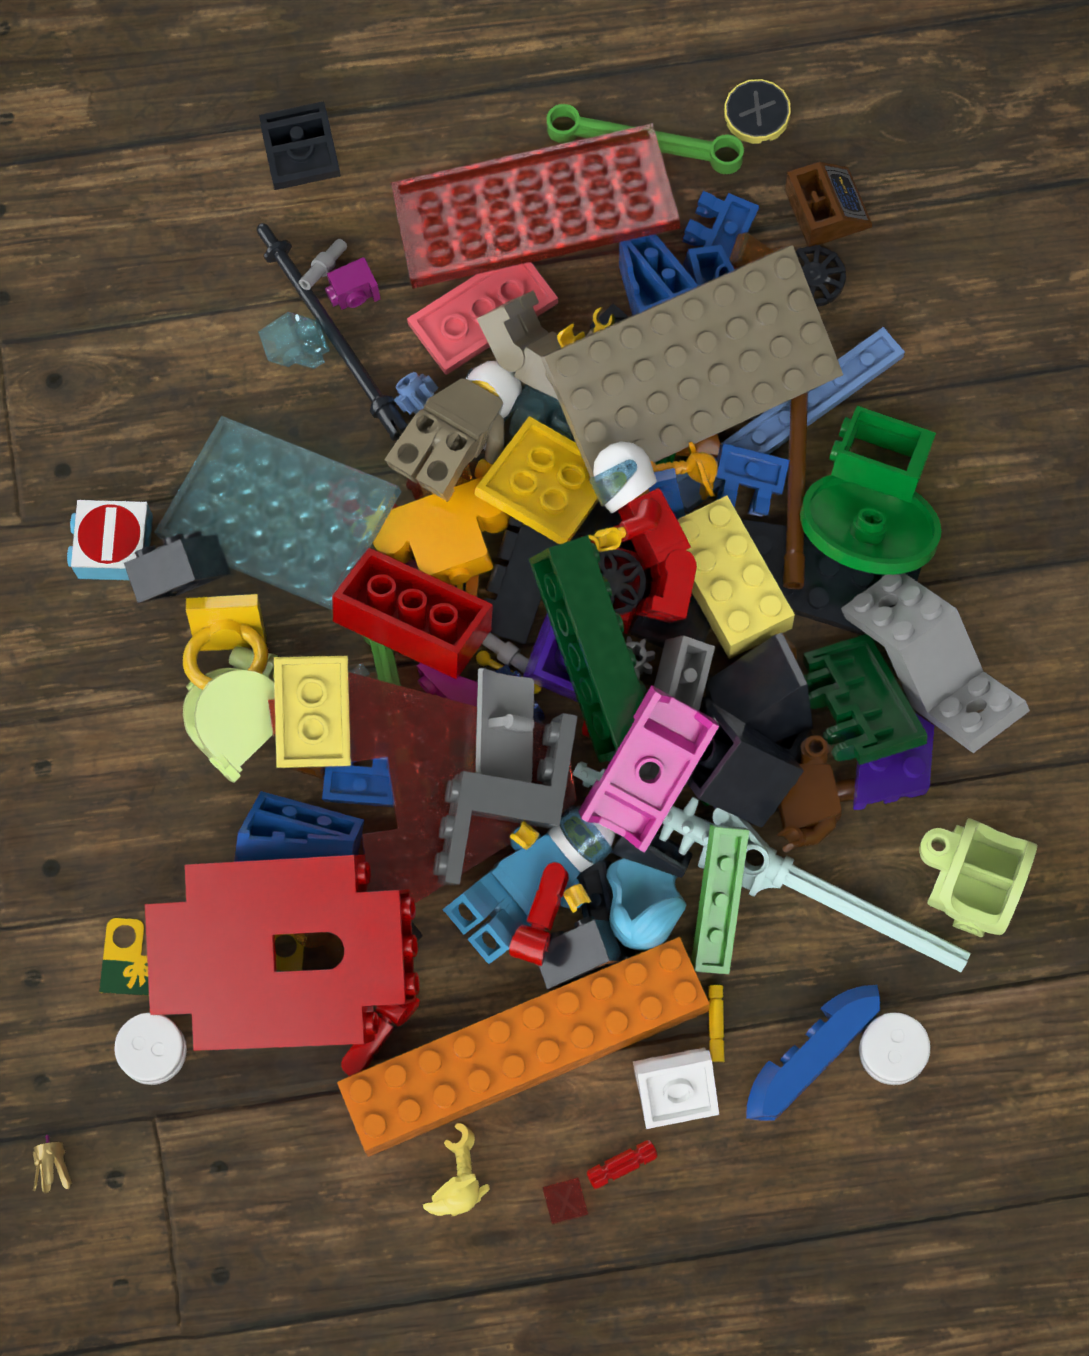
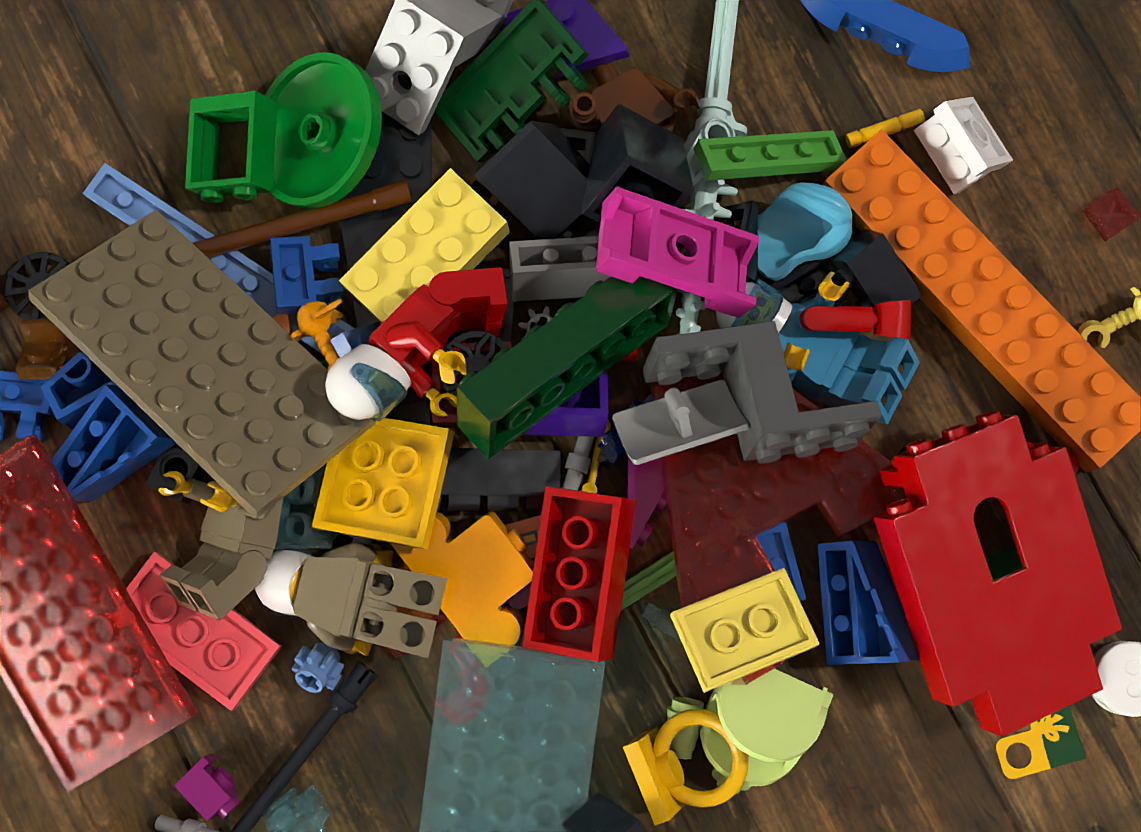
camera: 110 degrees left, 10 degrees up
(622, 1164) = (1056, 171): red axle -> none

